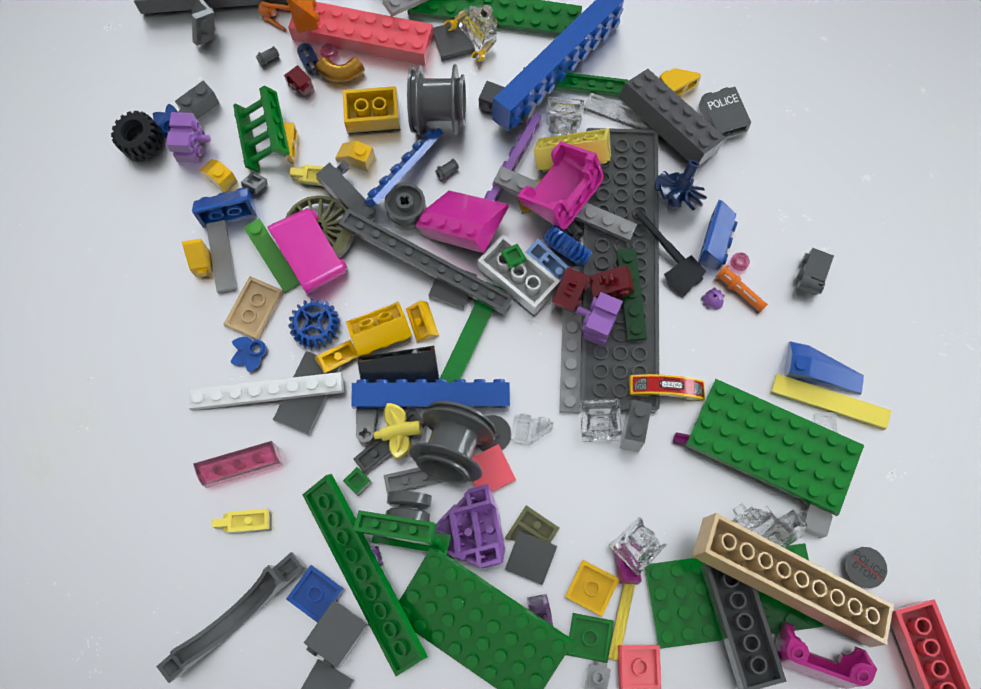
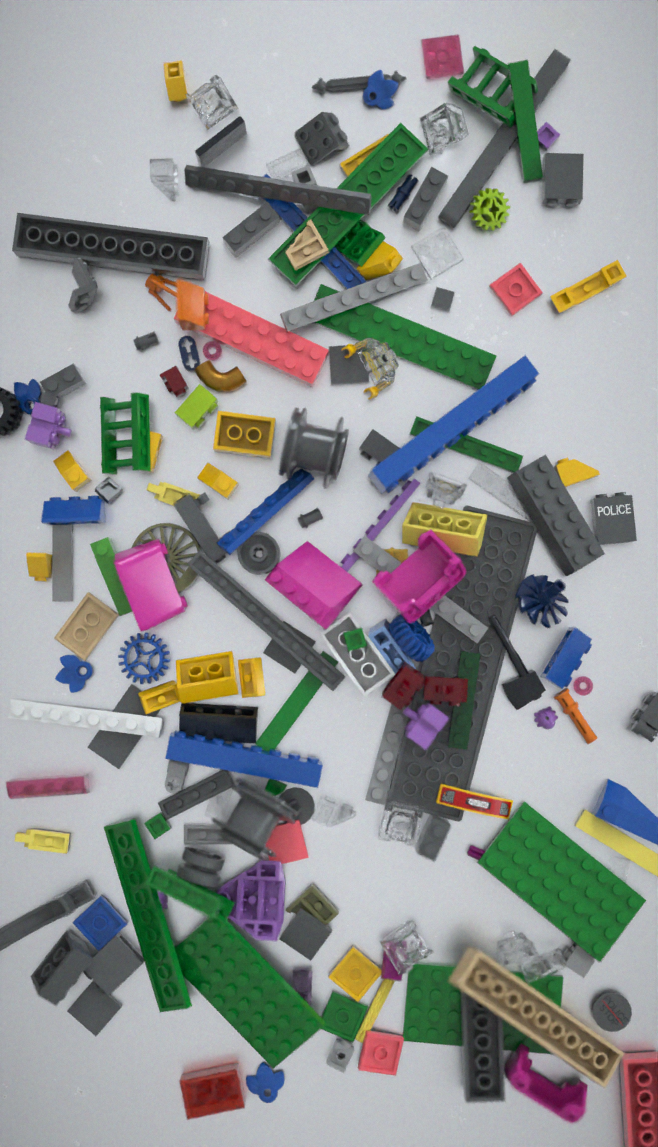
camera: 15 degrees right, 15 degrees up
(281, 648) = (61, 968): none -> dark grey brick
(323, 98) = (196, 407): none -> lime brick
(398, 430) = (205, 790): light yellow plant -> none

